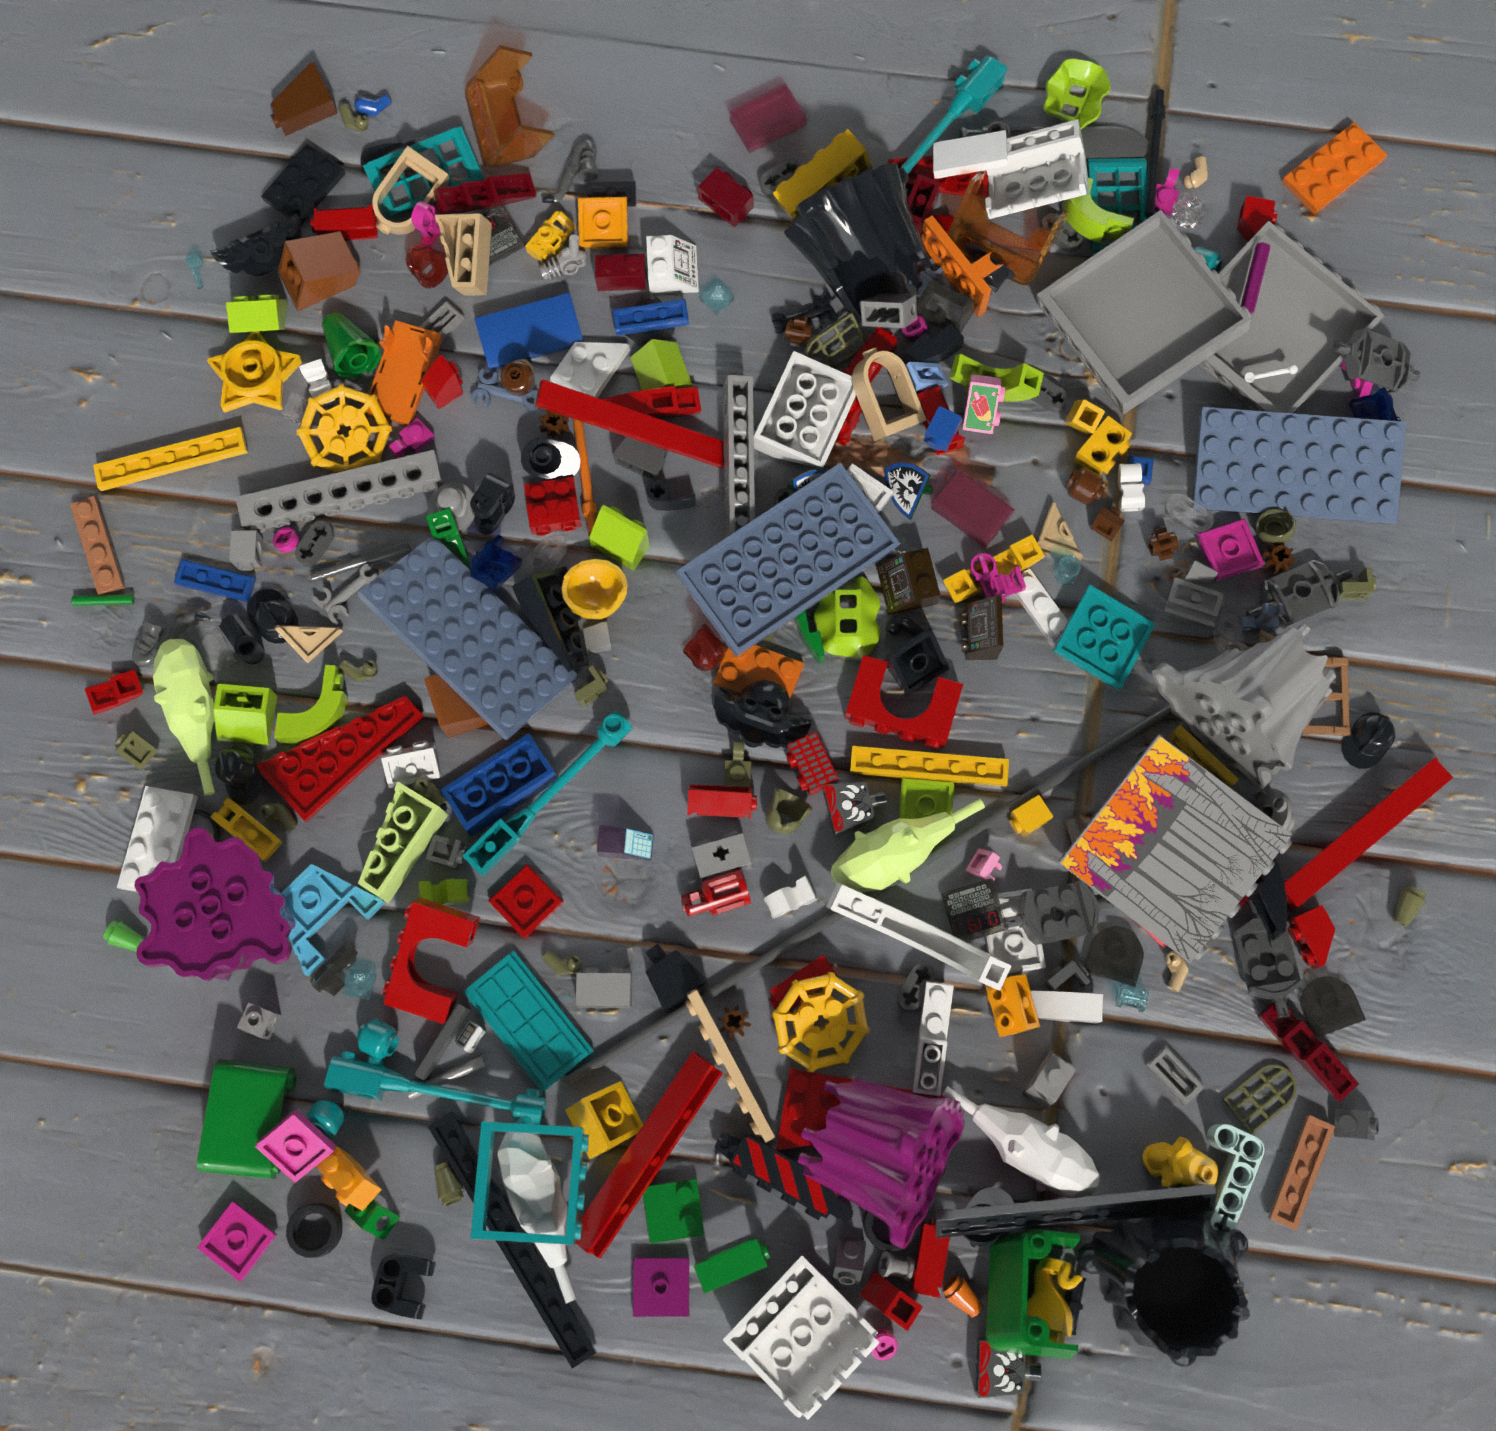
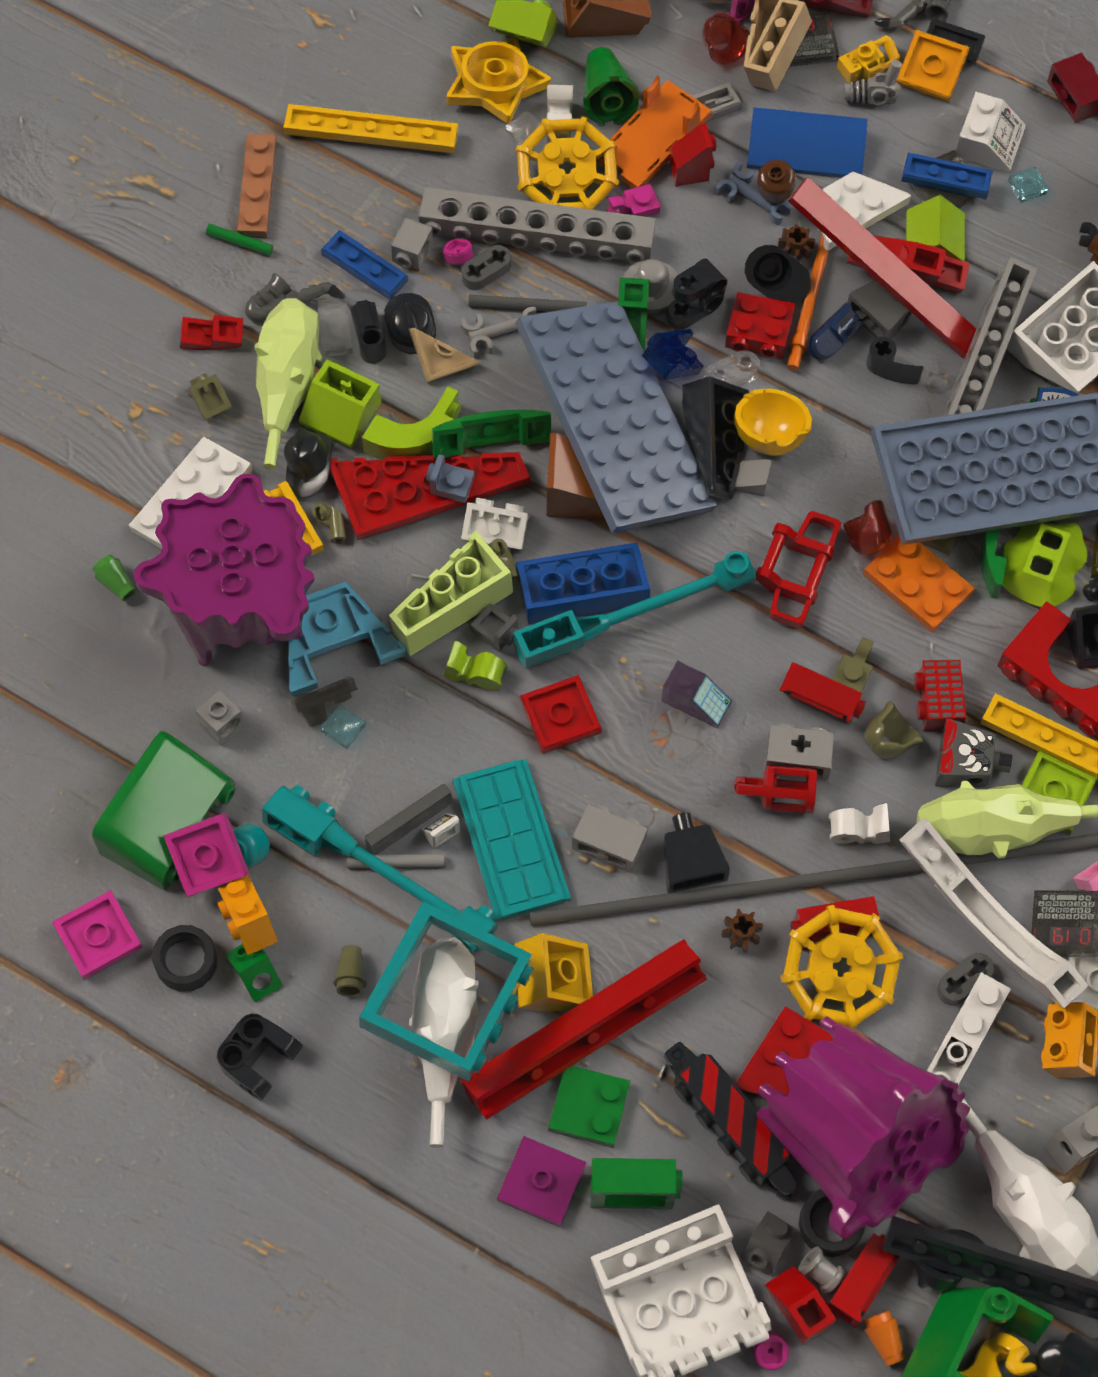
camera: 20 degrees right, 10 degrees down
(359, 745) = (449, 480): none -> sand blue bracket
(360, 673) = (471, 406): olive arm -> none
(372, 685) = (491, 428): none -> green slope
(377, 1039) = (339, 787): teal head -> none
(406, 987) = (393, 744): red arch -> none
(520, 1255) = (398, 1071): black plate -> none
(562, 966) = (572, 796): olive arm -> none
(591, 691) = (726, 526): olive bracket -> none
(615, 486) = (834, 333): none -> dark blue arm
(619, 537) = (821, 380): lime slope -> none
(620, 272) = (932, 120): dark red brick -> none
(677, 681) = (797, 542): none -> red bar
(733, 1077) = (719, 984): tan plate -> none
(760, 715) = (914, 606): black piece -> none

